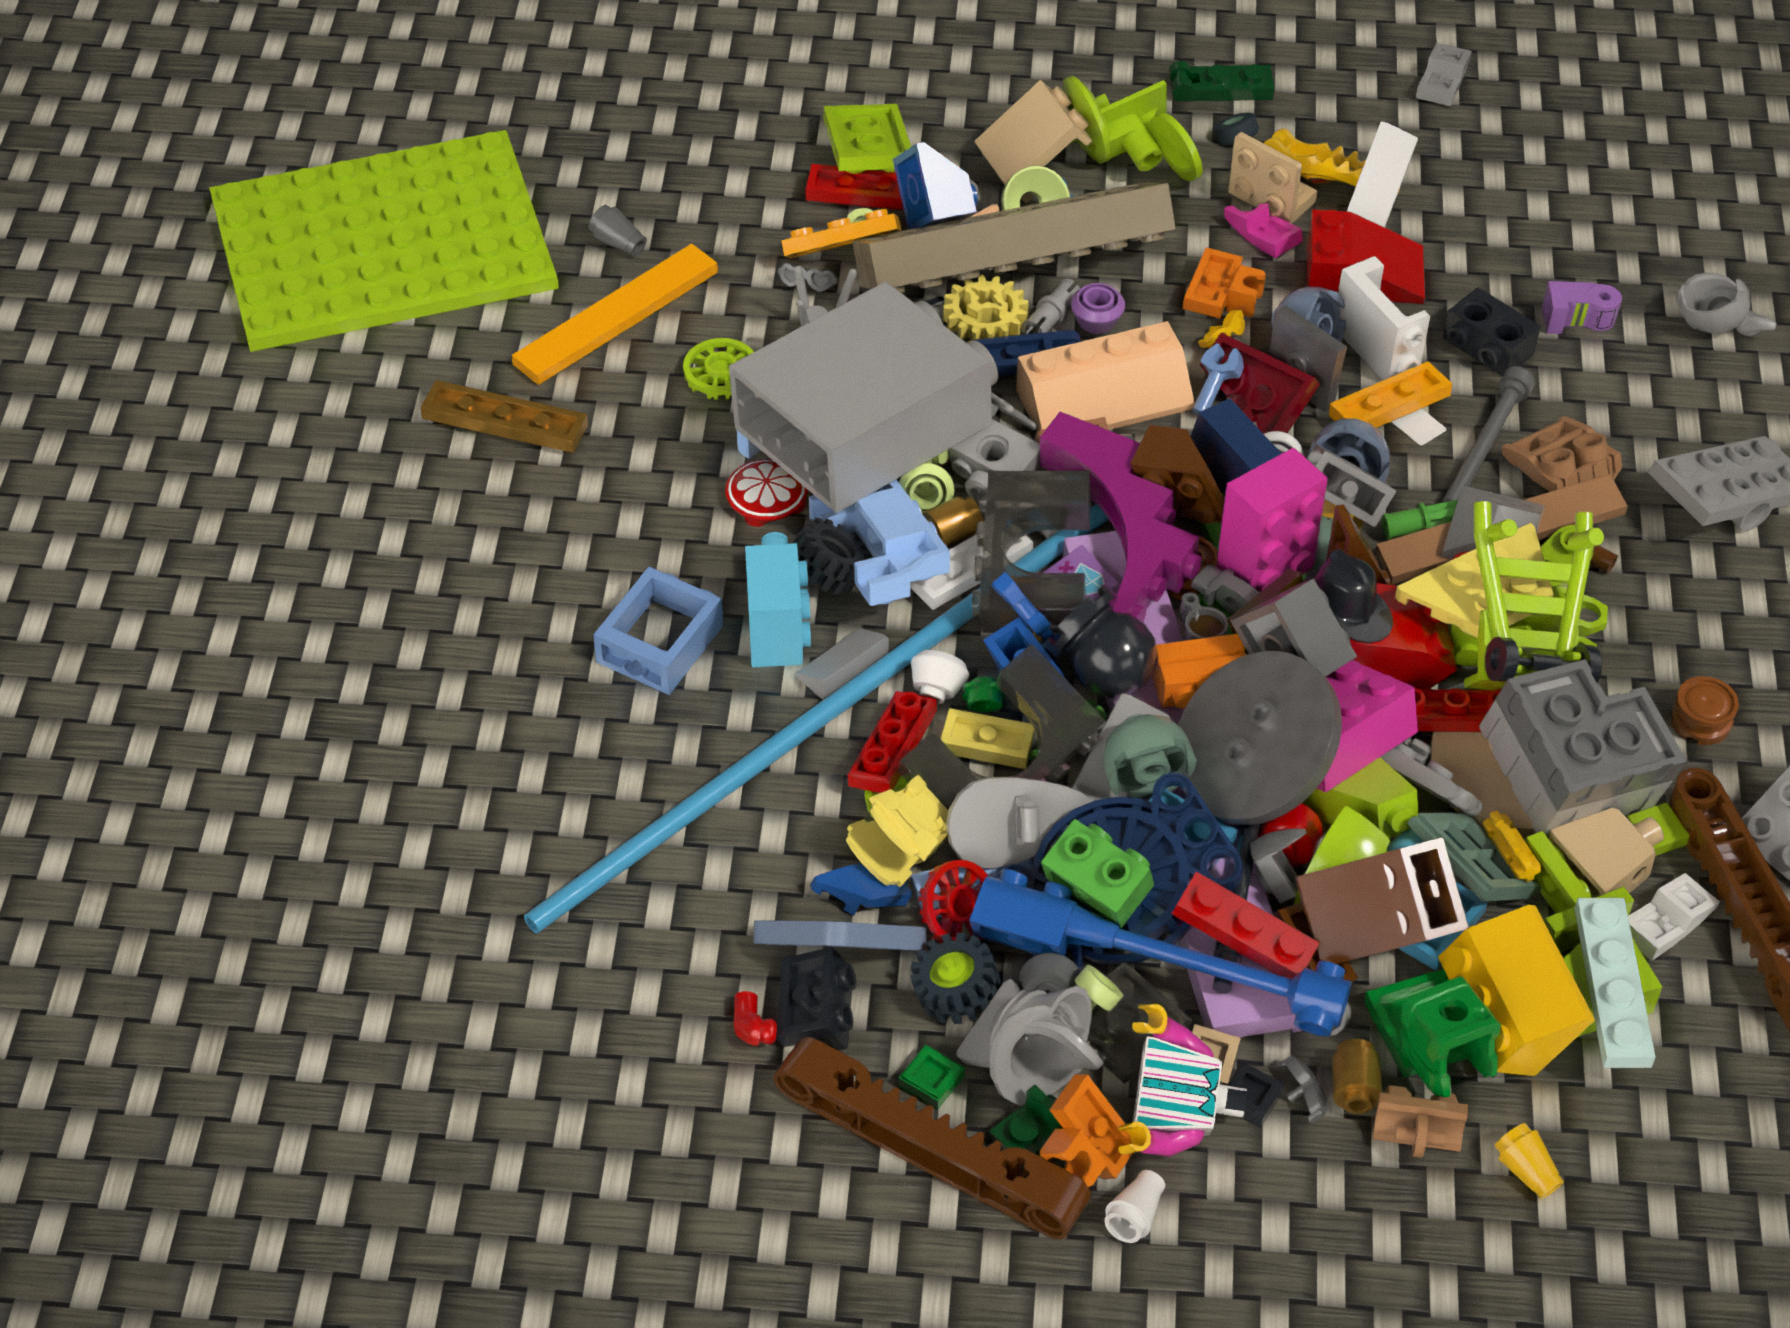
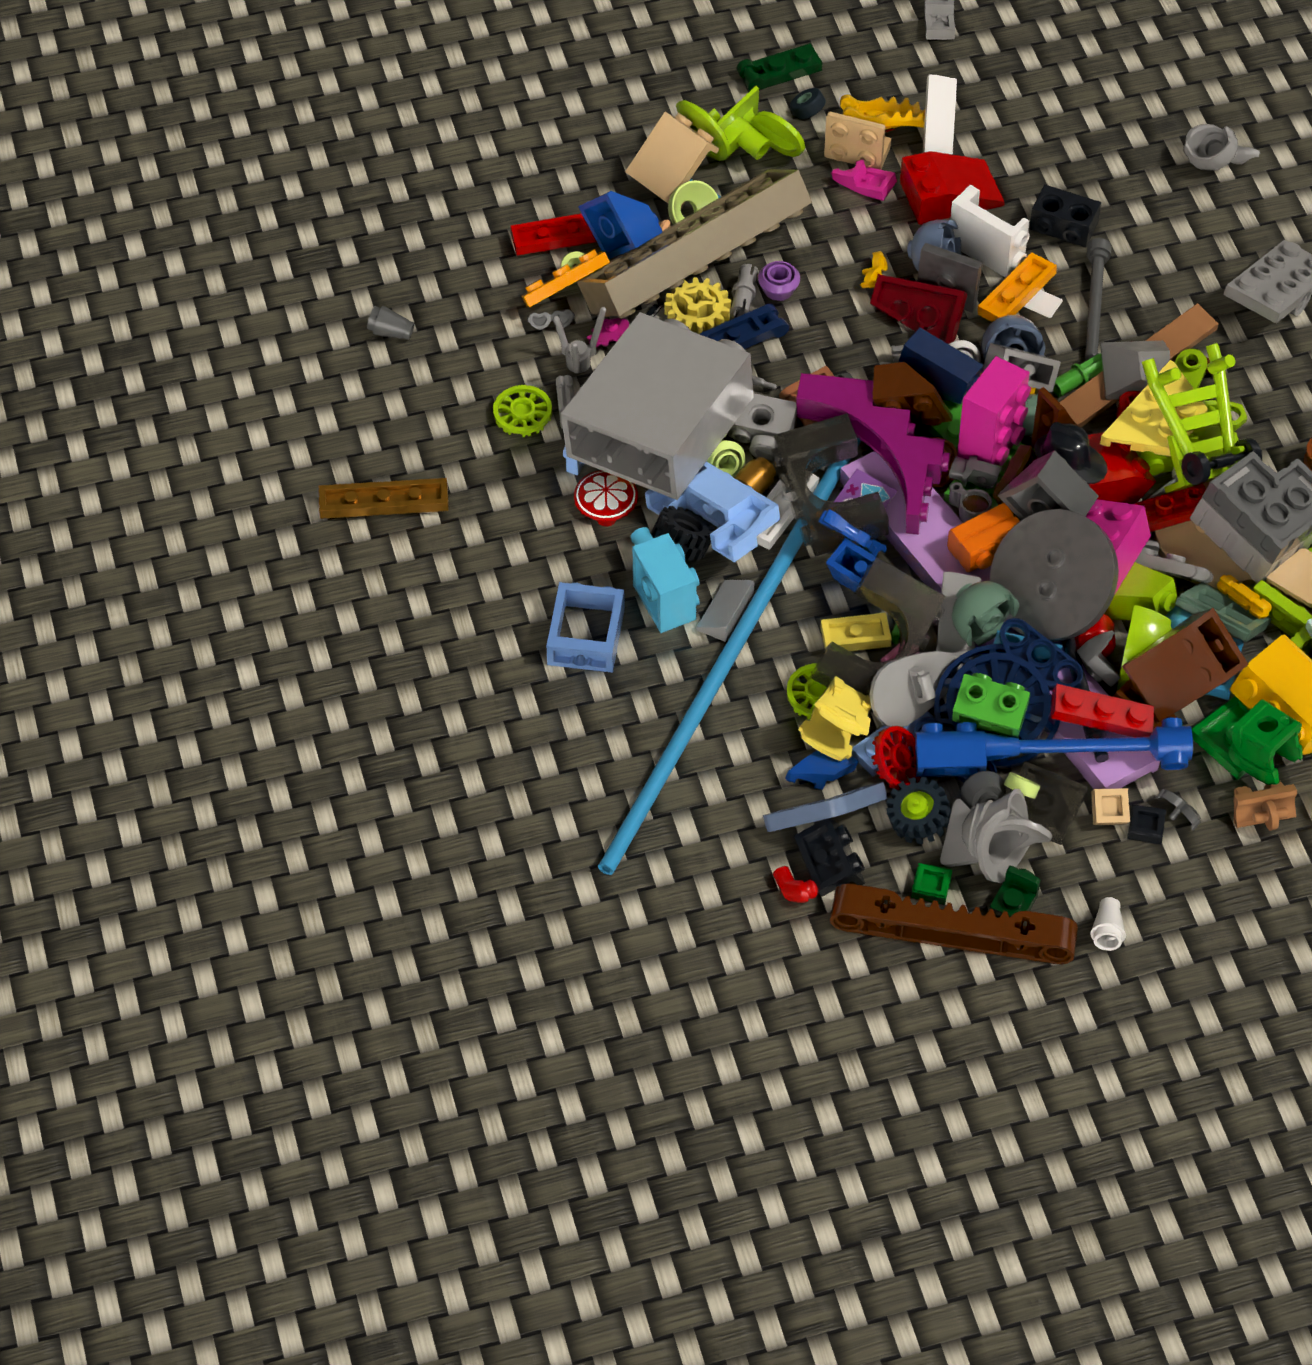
camera: 20 degrees left, 5 degrees up
(381, 240) = (207, 383): lime plate -> none
(614, 314) = (421, 391): light orange tile -> none
(865, 136) = (542, 191): lime plate -> none
(891, 740) = (792, 657): red tile -> none
(938, 674) = (801, 598): white cone -> none
(983, 695) = (838, 601): green plate -> none
(1088, 1133) = (1064, 887): orange plate -> none
(1106, 647) = (921, 542): black tile -> none
(1113, 376) = (812, 335): light nougat slope -> none
(1176, 1089) = (1102, 837): torso -> none
(1217, 374) = (889, 308): medium blue bar -> none
(1224, 282) = (858, 236): orange plate -> none
(1356, 1076) = (1211, 789): pearl gold brick -> none
(1564, 455) = (1156, 297): medium nougat slope -> none
(1580, 306) = (1116, 176): medium lavender leg -> none

